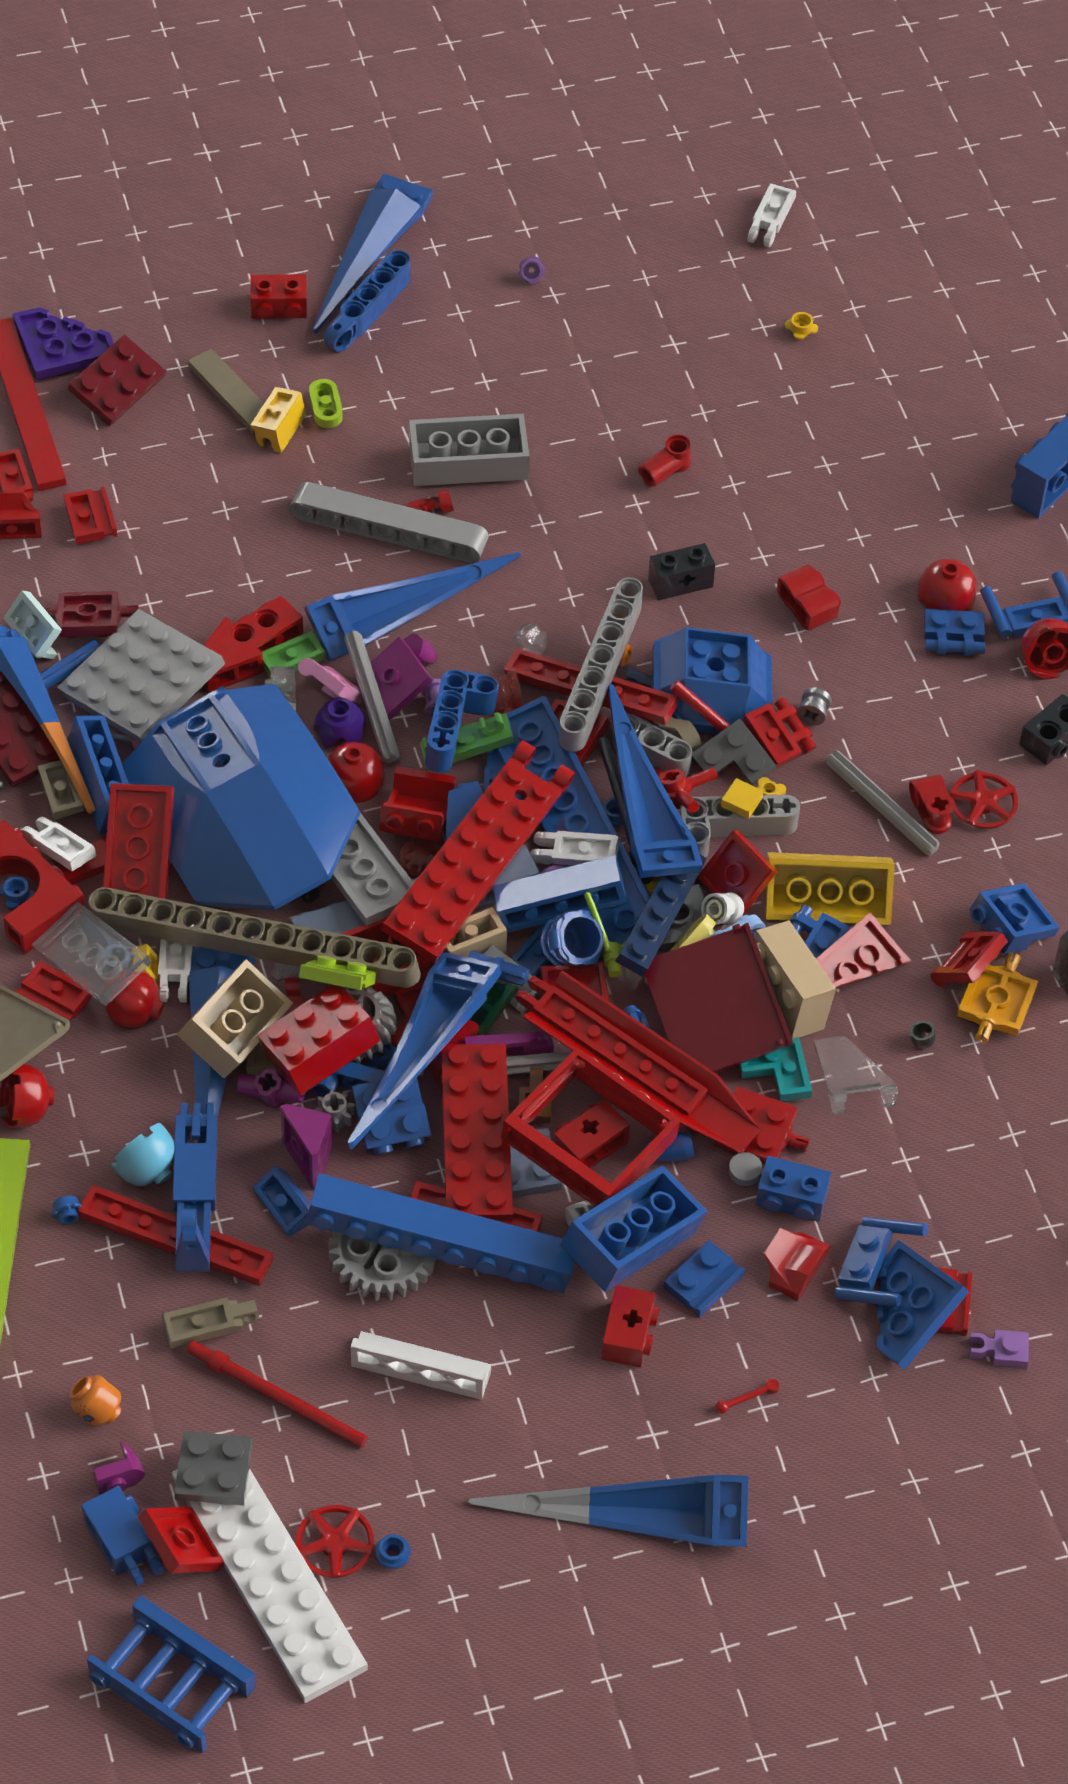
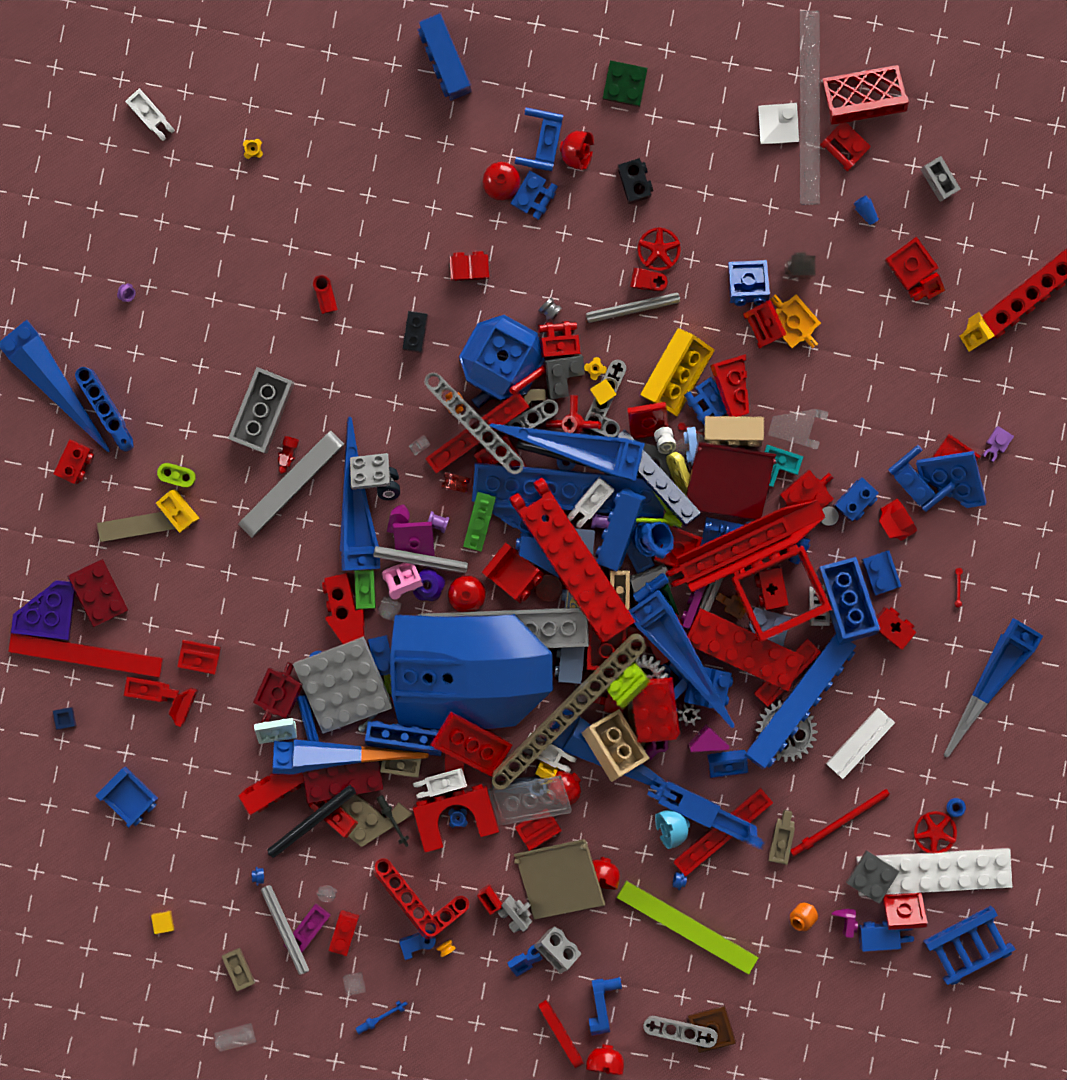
camera: 60 degrees left, 35 degrees up
(458, 694) = (472, 530): blue beam -> none
(465, 597) = (375, 472): none -> light grey plate
(917, 1034) = (792, 377): pearl dark grey hinge -> none

